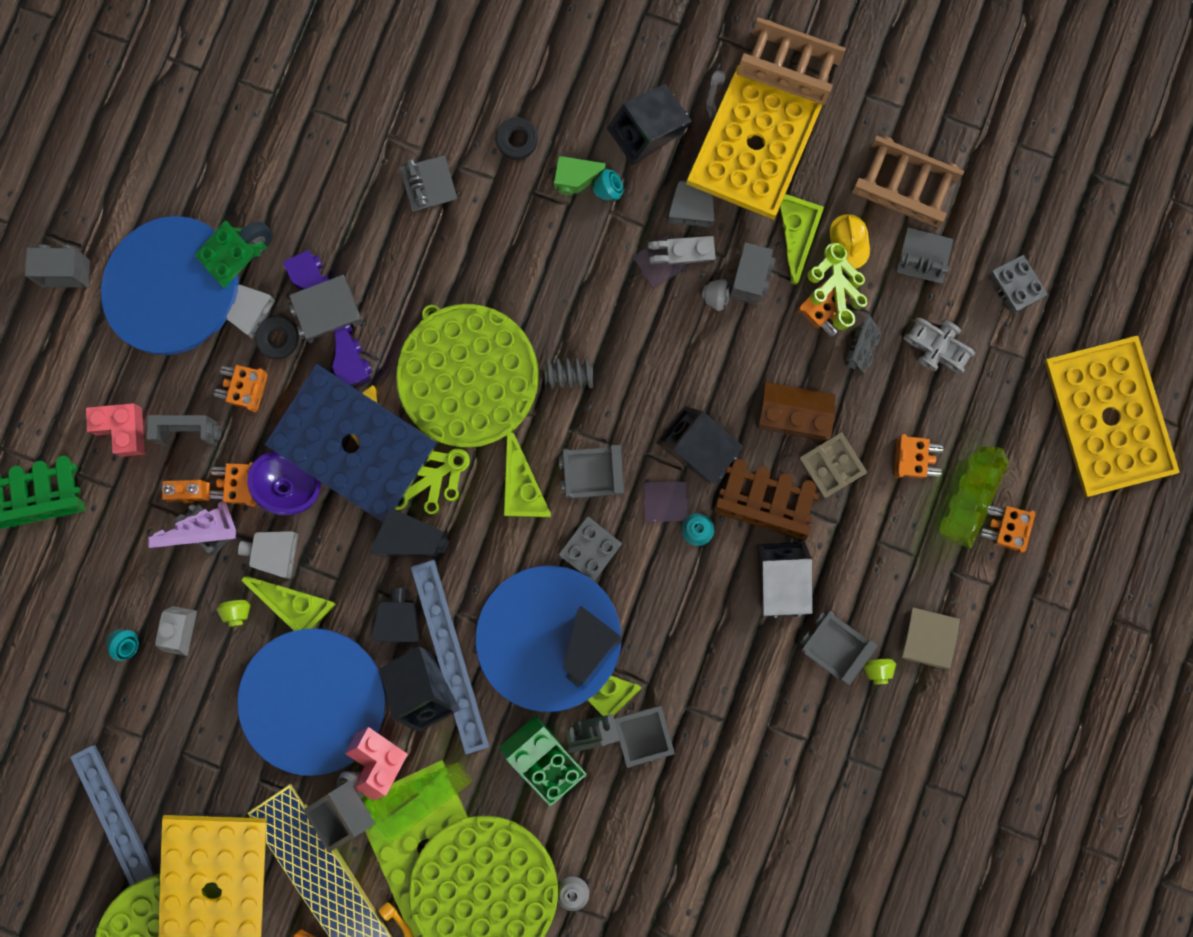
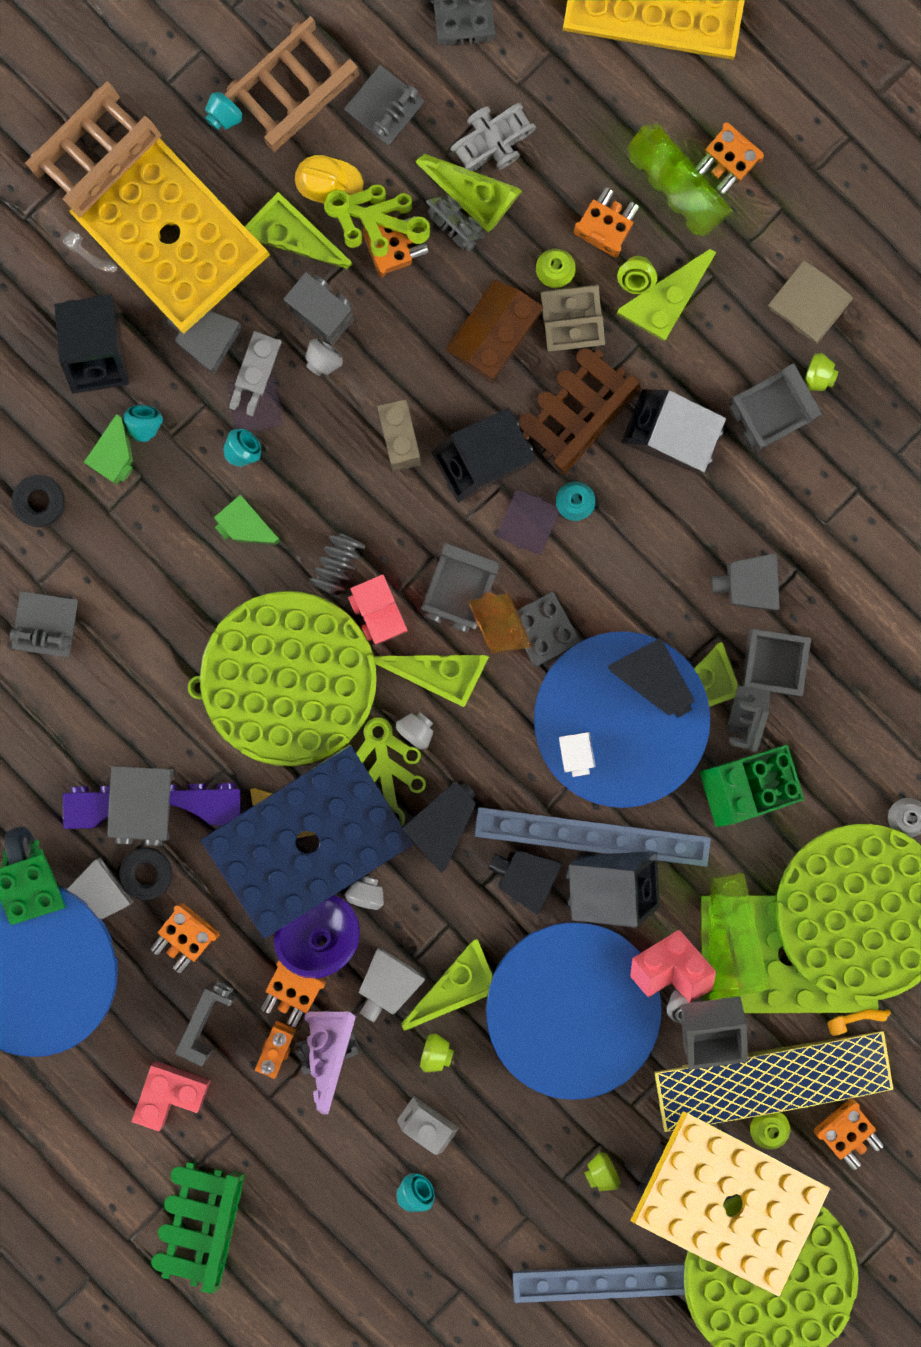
camera: 65 degrees left, 5 degrees up
(197, 780) = (602, 1173): none -> lime cone
(292, 897) = (765, 1138): none -> lime cone
(332, 505) = (365, 893): none -> light grey cone
(471, 487) = (416, 730): none -> light grey cone
(506, 615) = (577, 753): none -> white brick
(549, 419) = (379, 610): none -> coral brick
(567, 292) = (244, 524): none -> bright green slope
(578, 512) = (499, 622): none -> clear orange hinge
(623, 265) = (241, 448): none -> teal cone
(684, 374) = (399, 435): none -> dark tan brick
(696, 689) = (750, 583): none -> dark grey torso
(858, 435) = (551, 275): none -> lime cone
(863, 140) = (222, 112): none -> teal cone
(875, 527) = (662, 306): none -> lime wing
(888, 498) = (637, 275): none -> lime cone
(891, 354) = (477, 194): none -> lime wing

